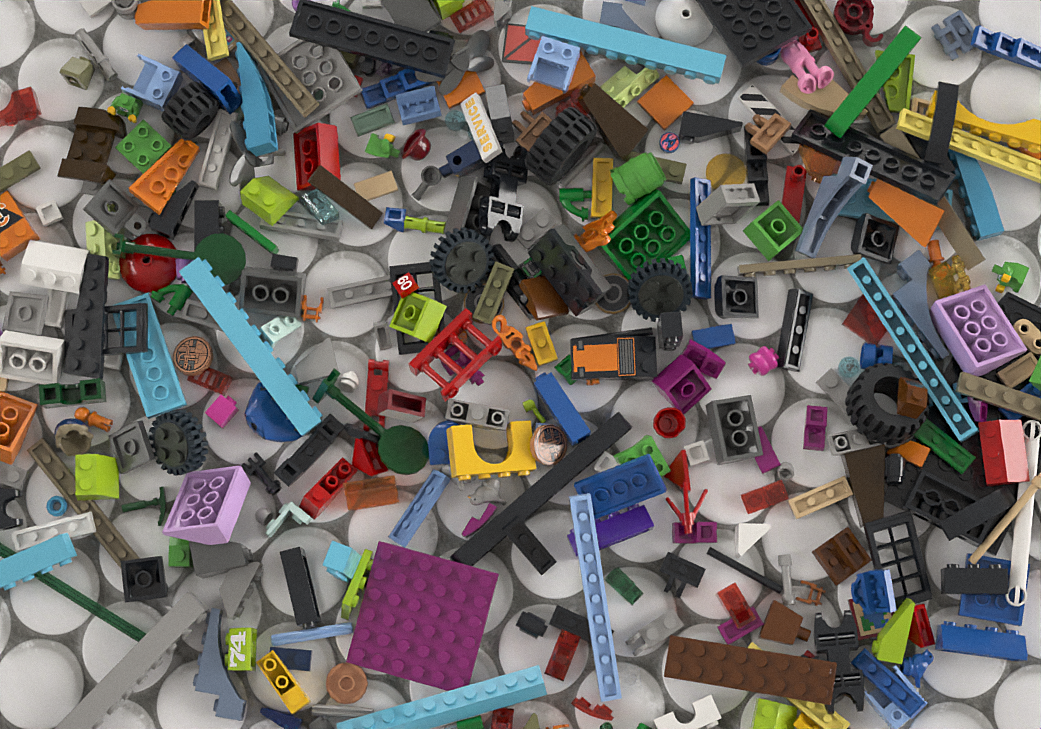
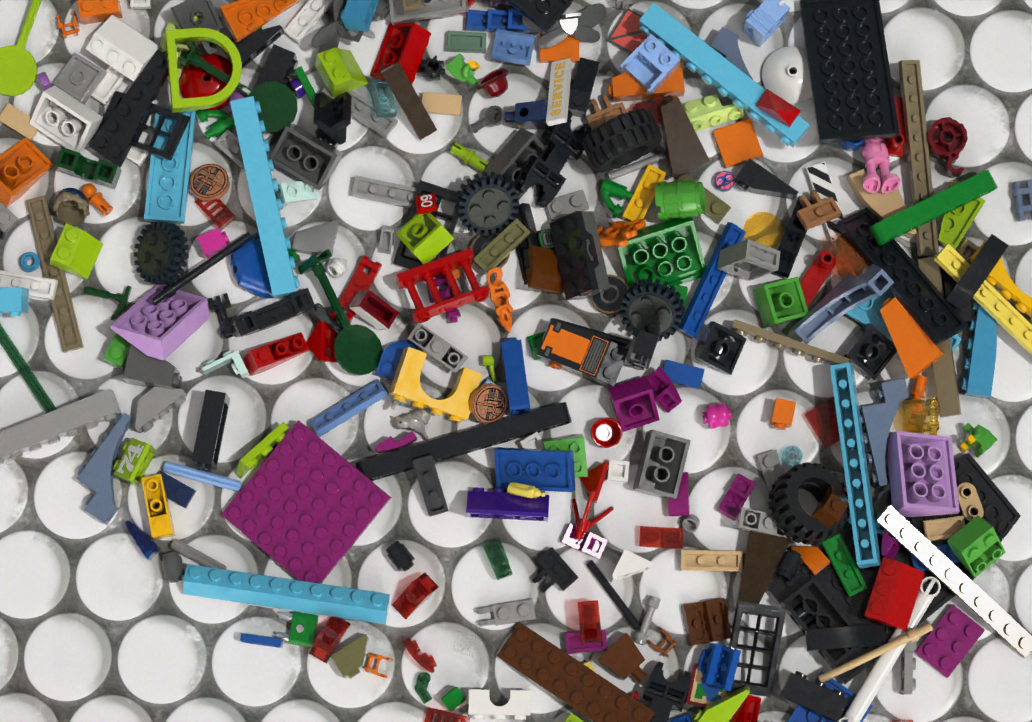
camera: 20 degrees right, 0 degrees up
(130, 218) = (200, 34): none -> lime window
(131, 447) = (118, 239): dark grey plate -> none
(144, 579) = (76, 360): black slope -> none
(203, 473) = (170, 290): none -> black bar
(235, 232) = (297, 88): none -> dark purple tile
(264, 516) = (207, 352): light grey hinge -> none
(281, 241) = (333, 115): none -> black bracket
(318, 310) = (340, 191): orange piece -> none
(341, 561) = (255, 421): medium azure brick -> none
(346, 683) = (213, 533): nougat tile -> none
(354, 163) = (431, 73): none -> black gear
(371, 492) = (312, 375): clear orange piece -> none
(395, 218) = (445, 139): blue slope -> none
(455, 120) = (540, 75): clear light blue tile -> none
(541, 343) = (525, 310): yellow plate -> none
(571, 622) = (444, 578): black plate -> none
(595, 597) = (466, 556): light blue plate -> none
(620, 511) = (524, 490): none -> light yellow piece
(690, 52) = (778, 108): none -> red slope
(794, 329) = (758, 400): black slope -> none
(822, 332) = (782, 413): none -> orange brick
(873, 355) = (817, 452): blue wheel -> none

